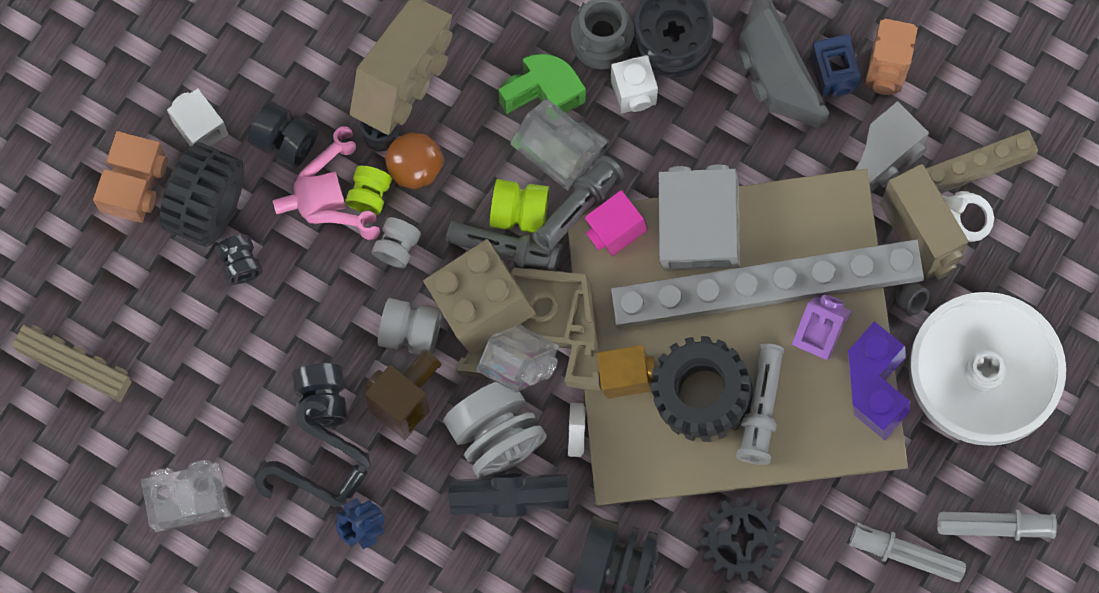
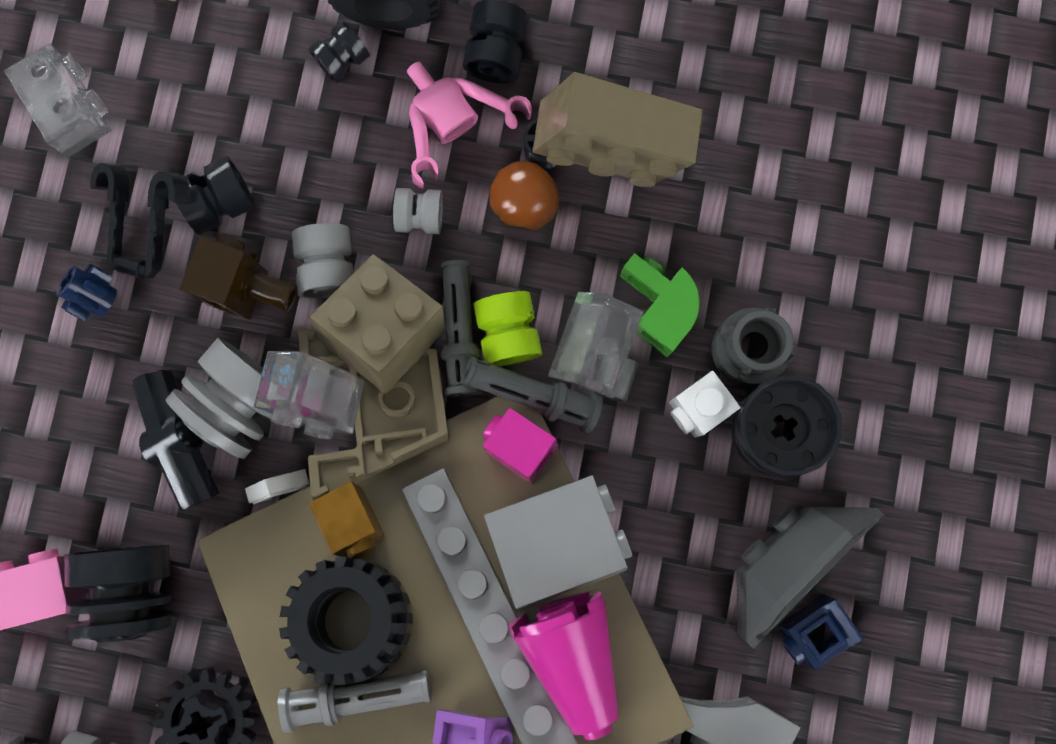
camera: 70 degrees right, 10 degrees up
(368, 189) = (477, 158): lime wheel -> none
(789, 230) = (573, 660): none -> dark pink cone
(890, 56) = (855, 701): nougat brick -> none

